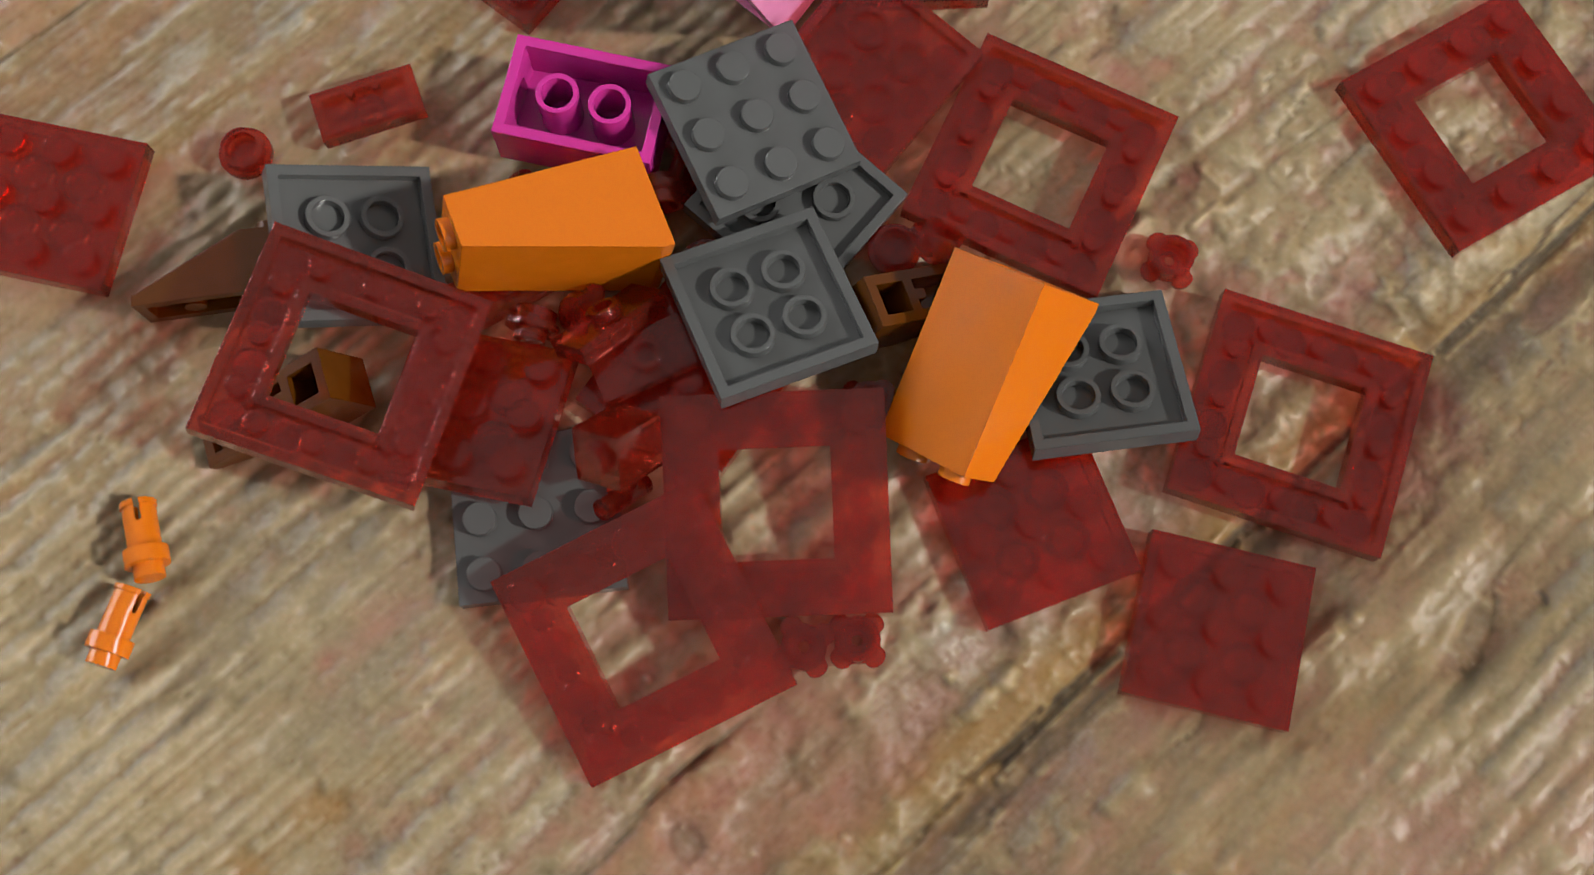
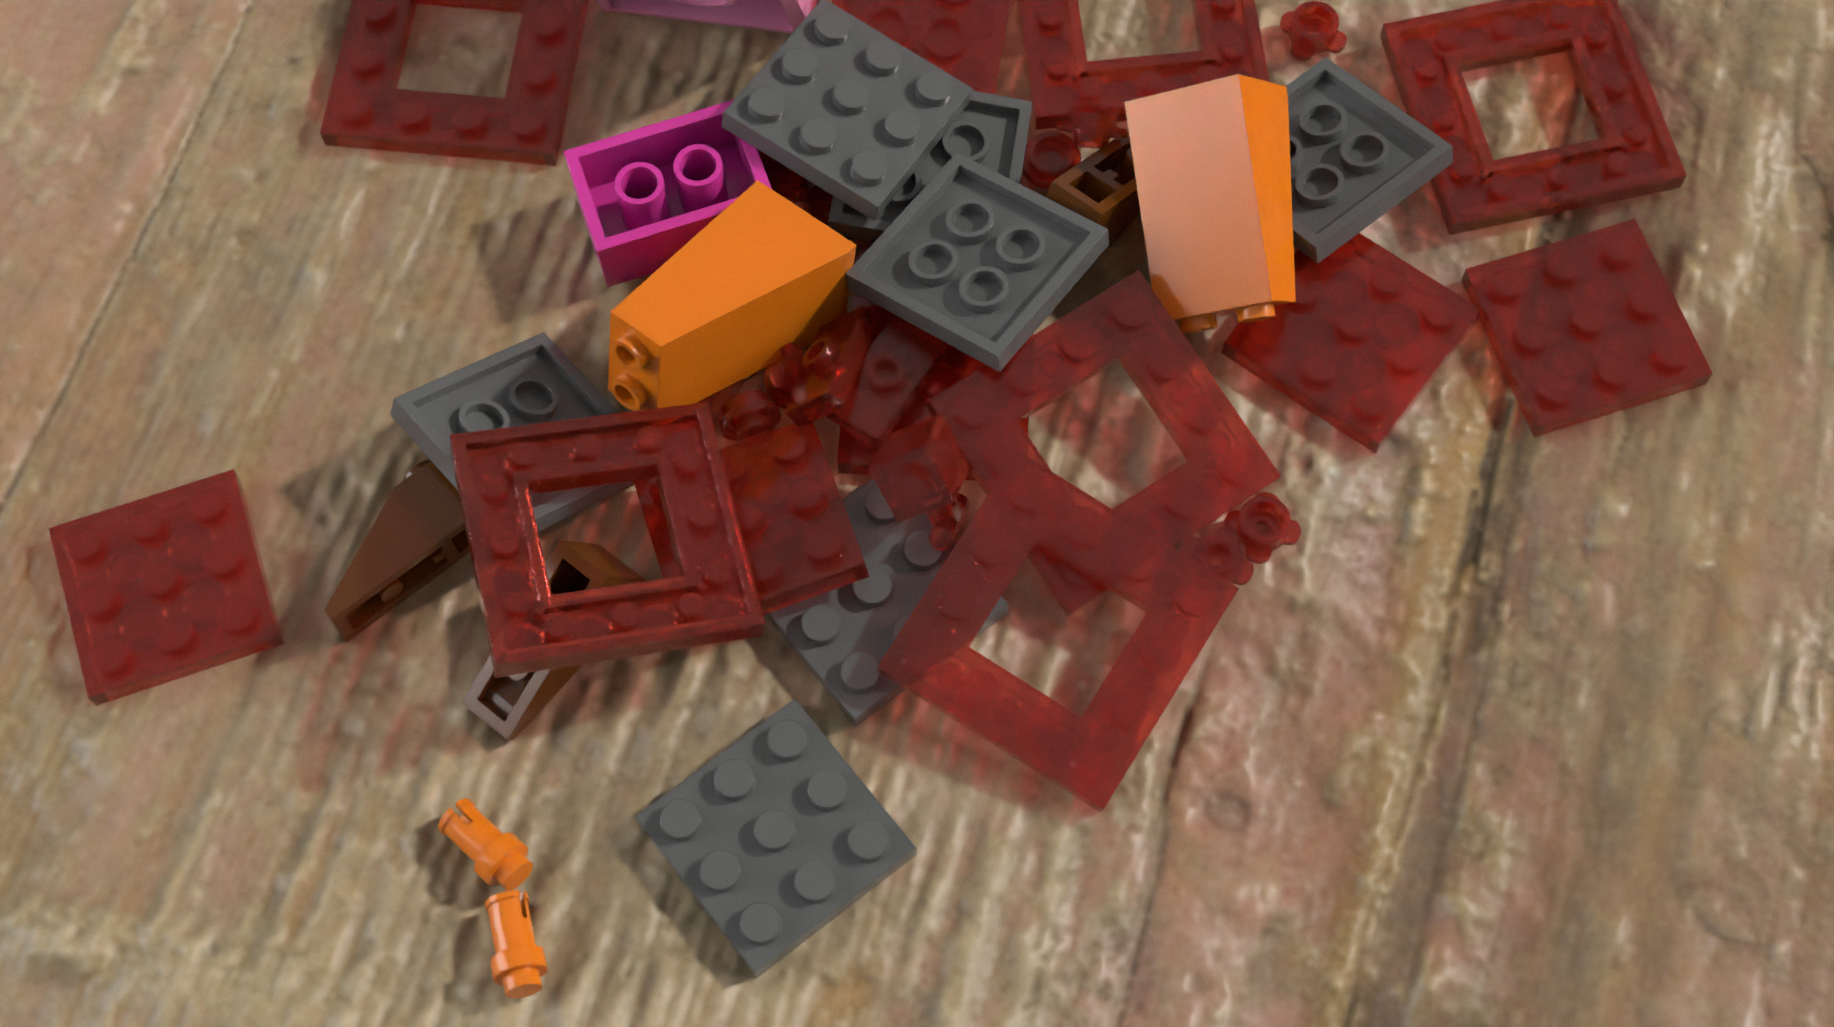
camera: 25 degrees left, 10 degrees down
(245, 152) = (342, 424): clear red plate -> none
(349, 659) = (776, 837): none -> dark grey plate
(368, 106) = (442, 311): clear red plate -> none

